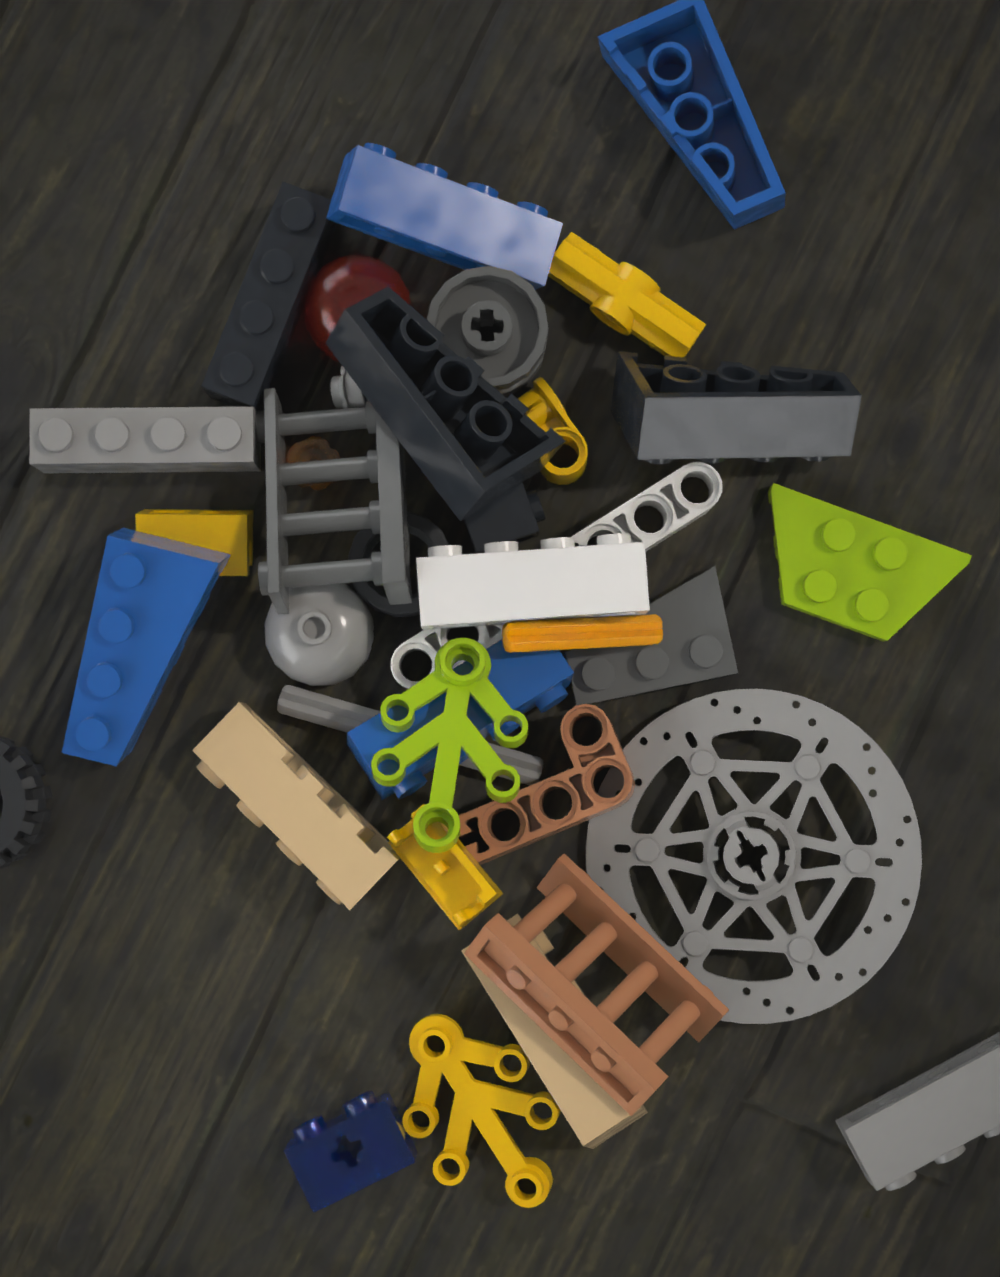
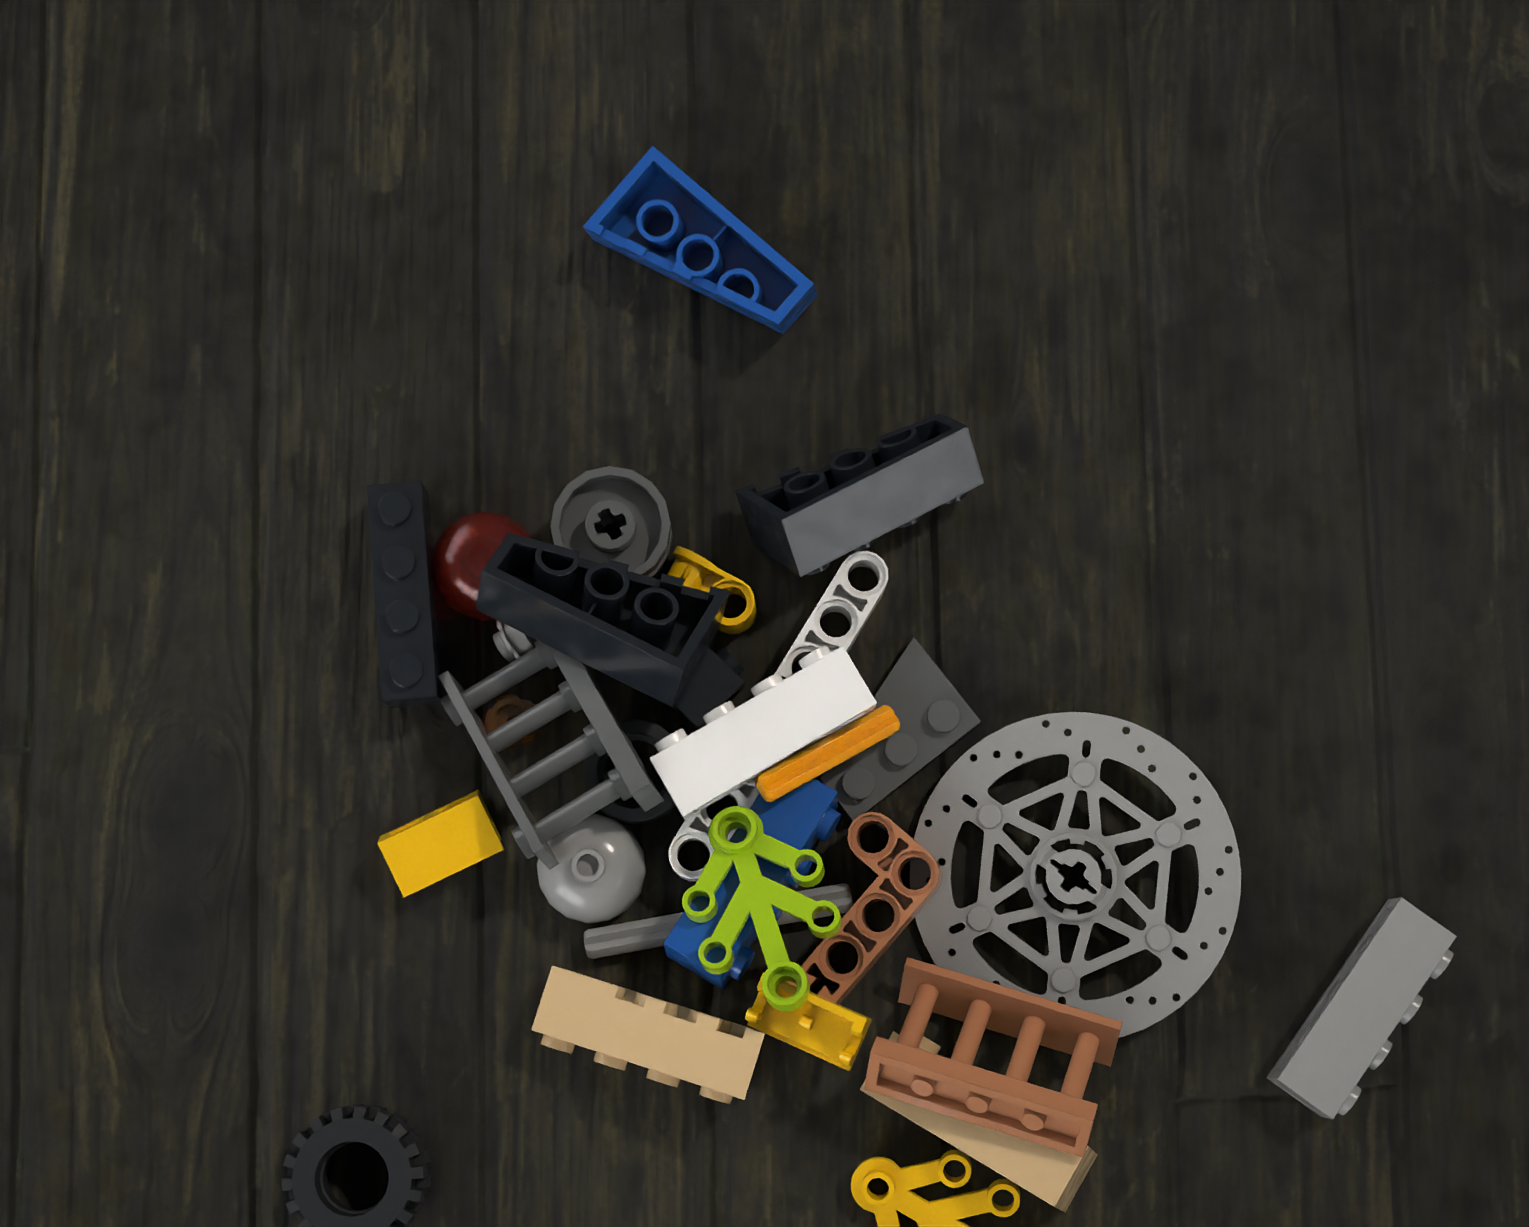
camera: 25 degrees left, 5 degrees down
(136, 632) = (429, 940): blue wedge -> none
(144, 440) = (352, 773): light grey brick -> none
(442, 217) = (522, 449): brick -> none
(624, 297) = (716, 441): yellow piece -> none
(854, 566) = (1035, 577): lime wing -> none

